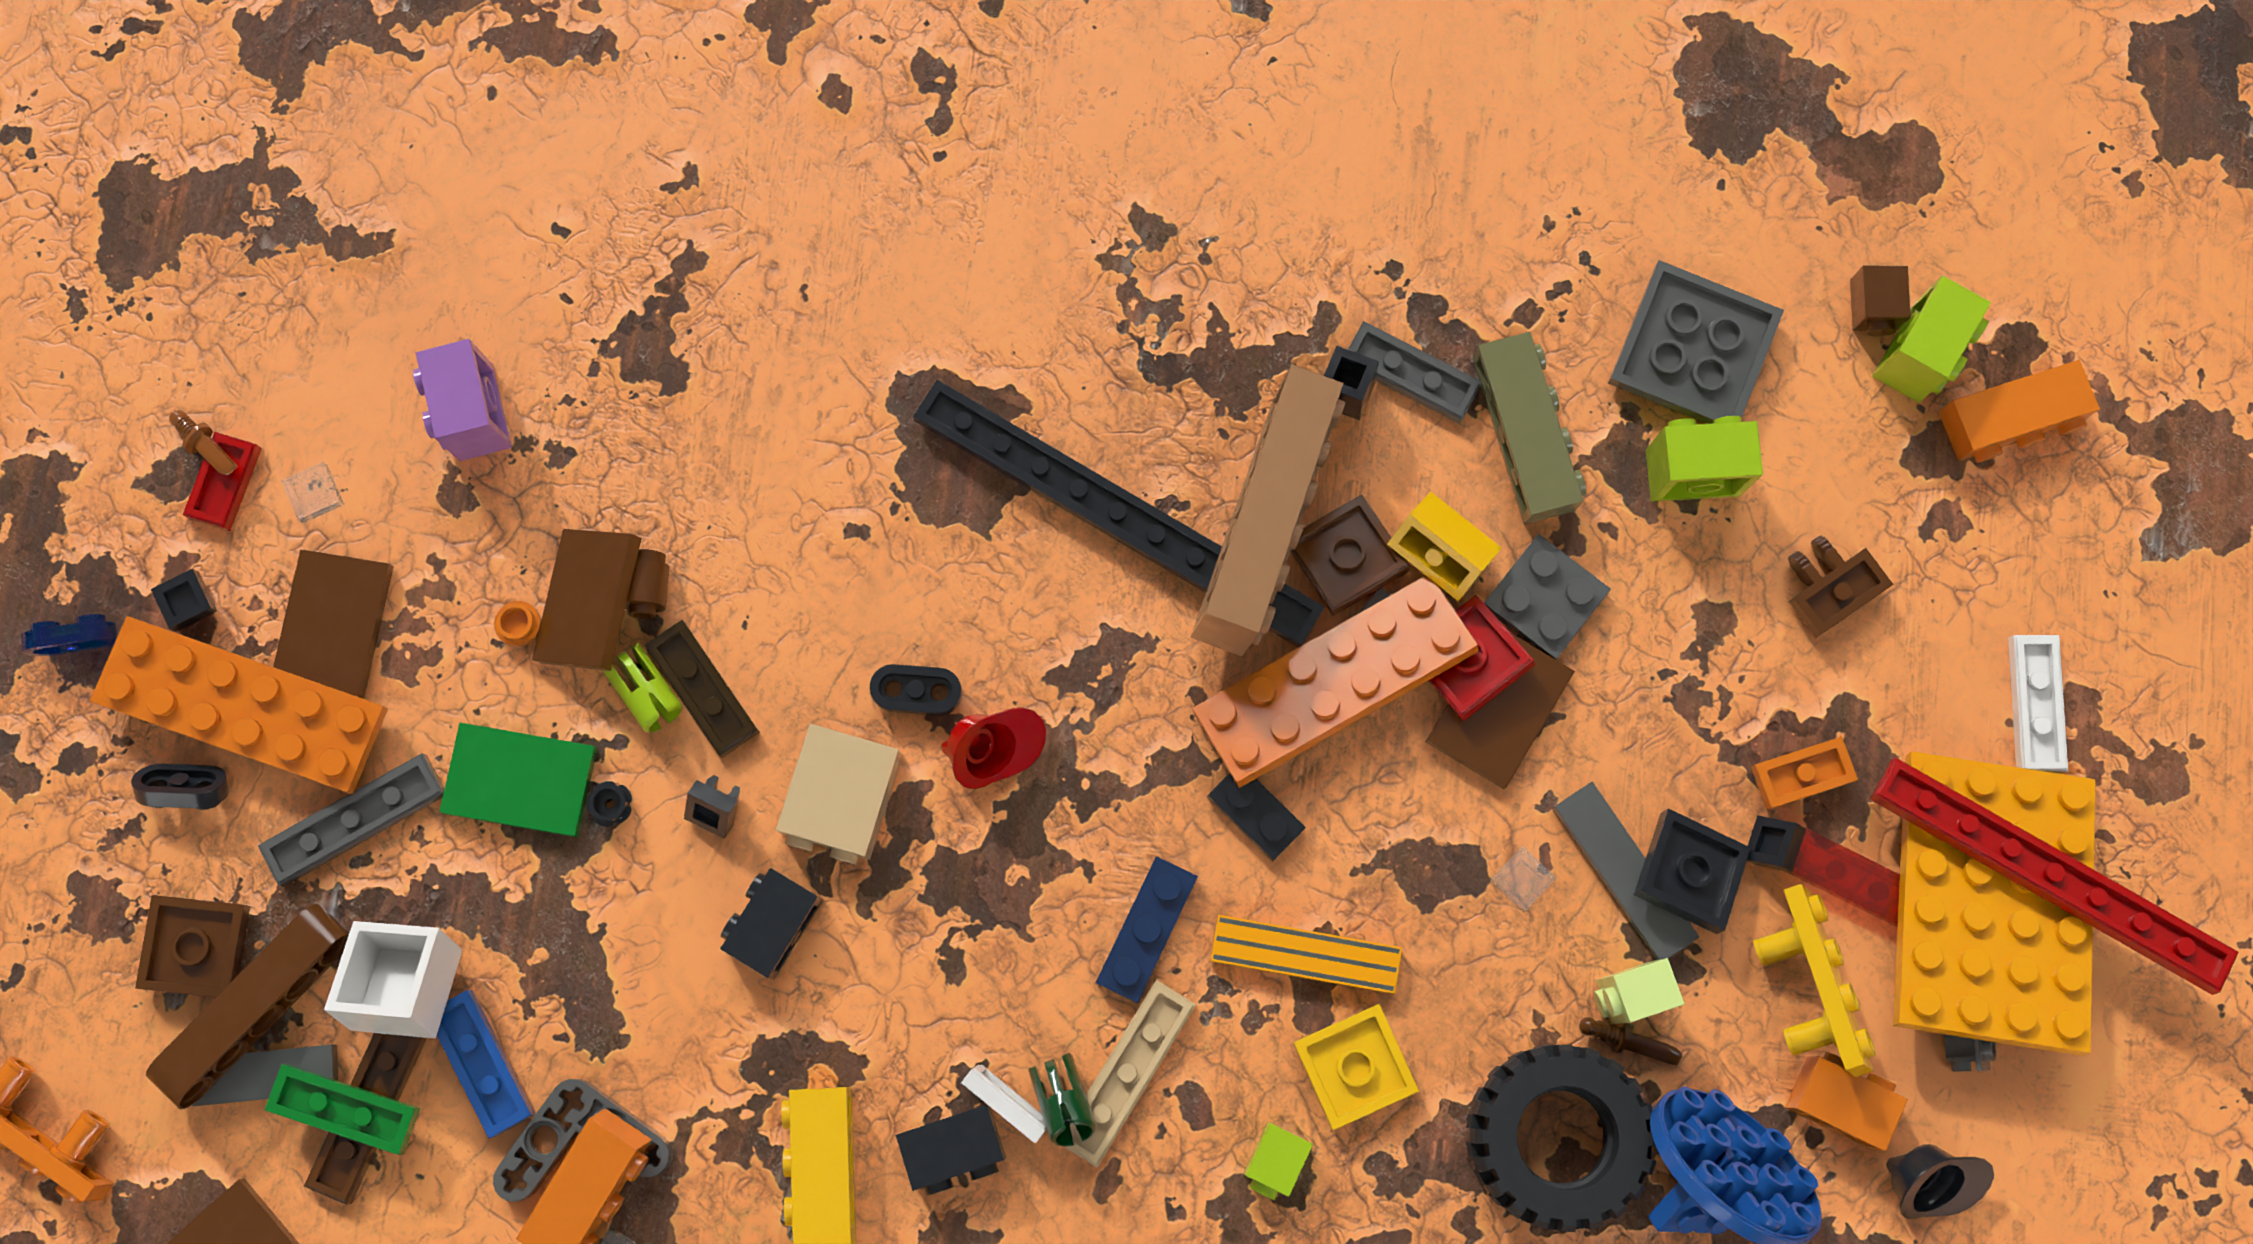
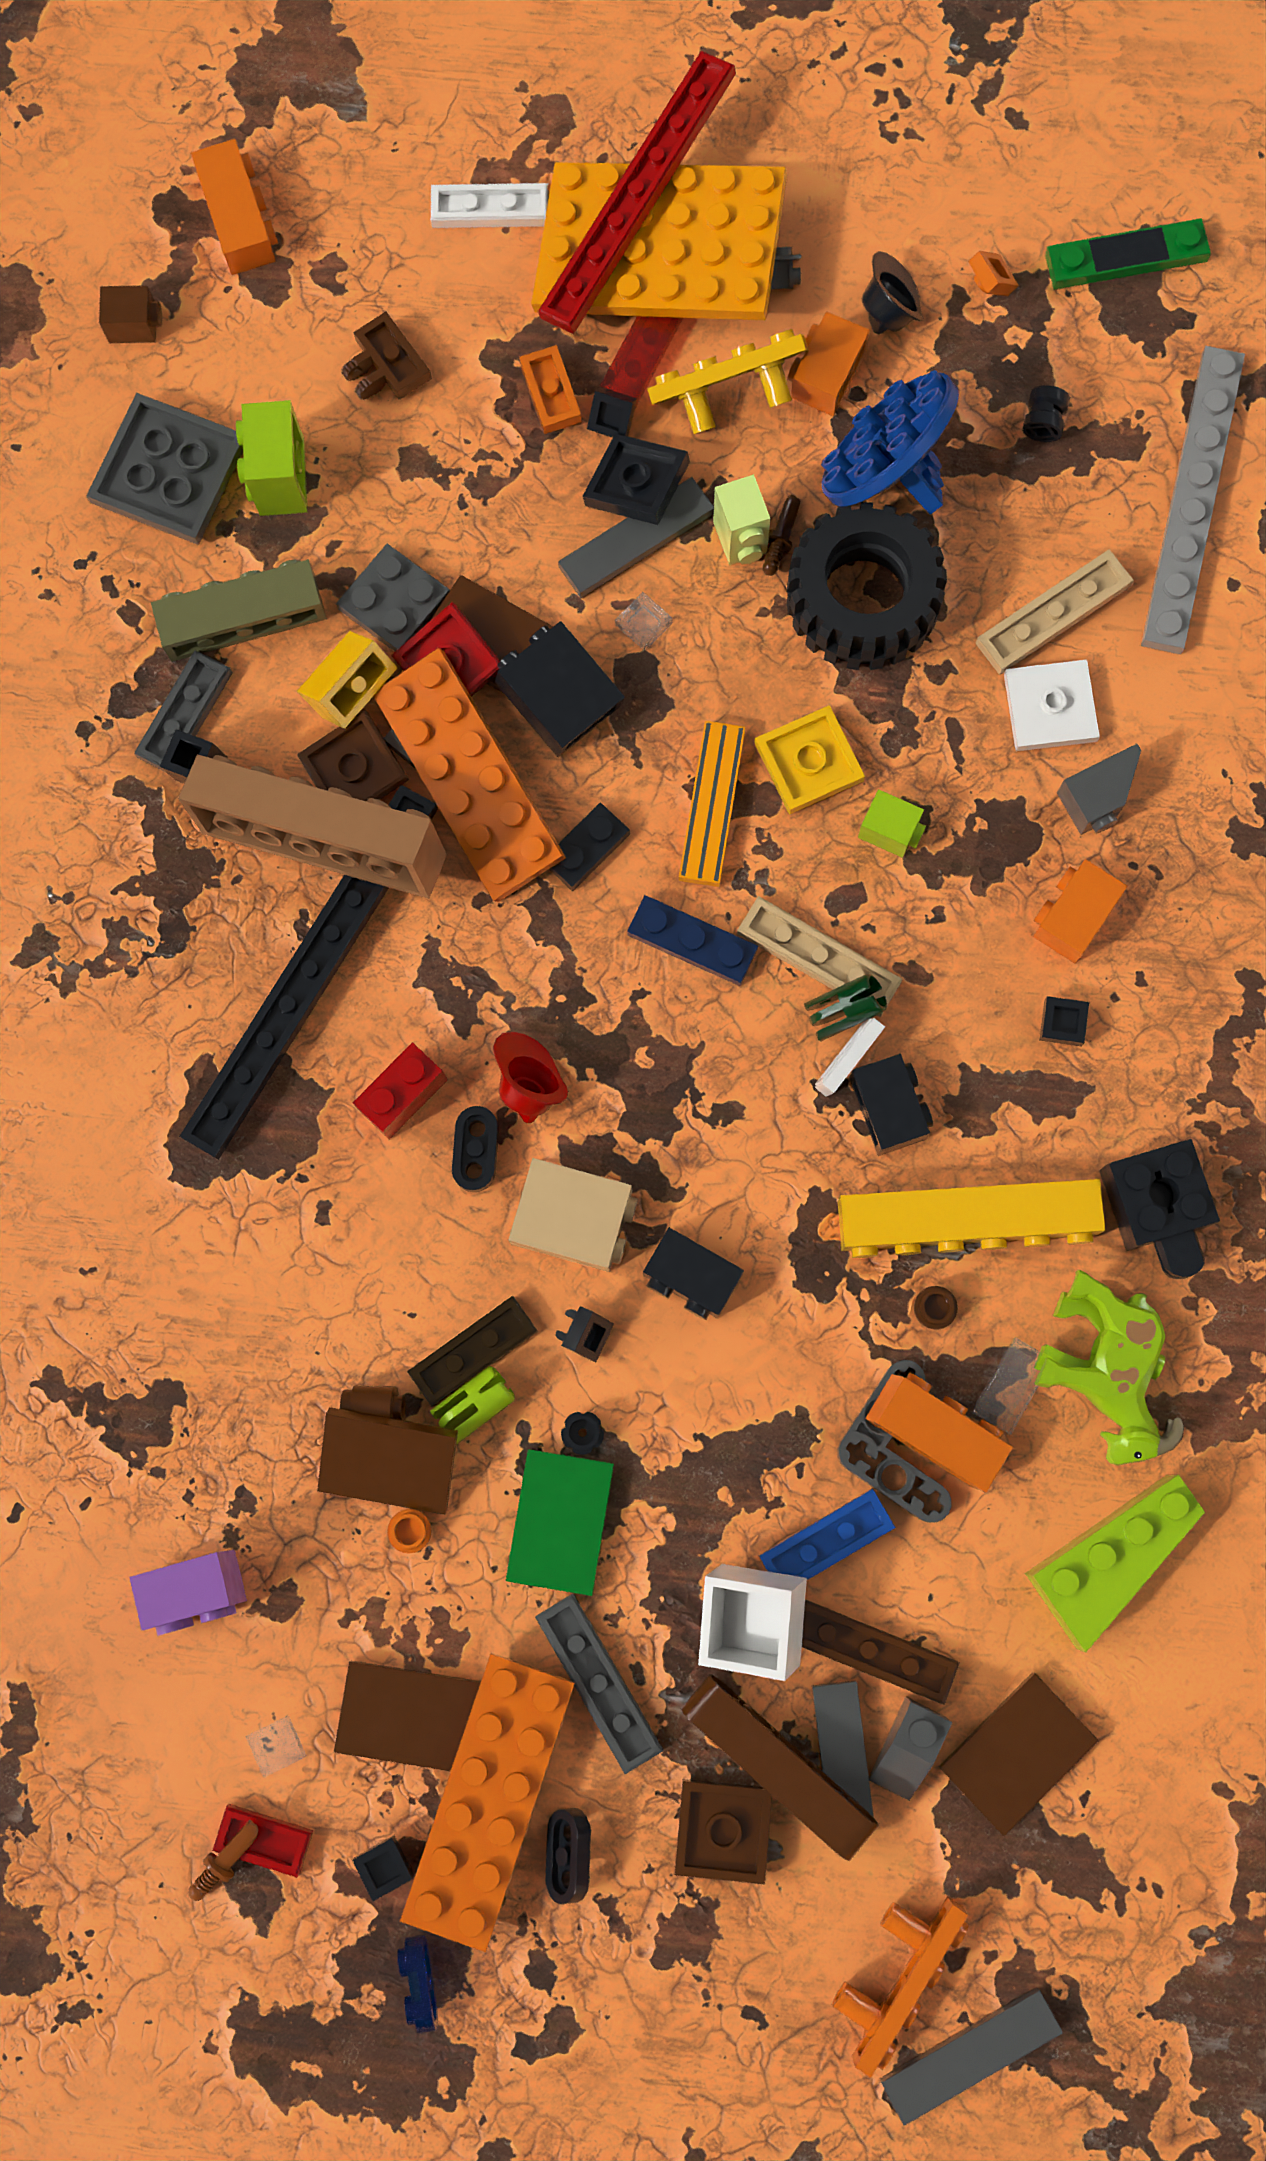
camera: 85 degrees left, 0 degrees up
(263, 1149) = (910, 1749): none -> dark grey slope
(342, 1109) = (873, 1667): green plate -> none
(726, 1192) = (935, 1307): none -> reddish brown plate
(979, 608) = (400, 1090): none -> red brick
(1436, 779) = (558, 687): none -> black brick
(1932, 341) = (171, 266): lime brick -> none

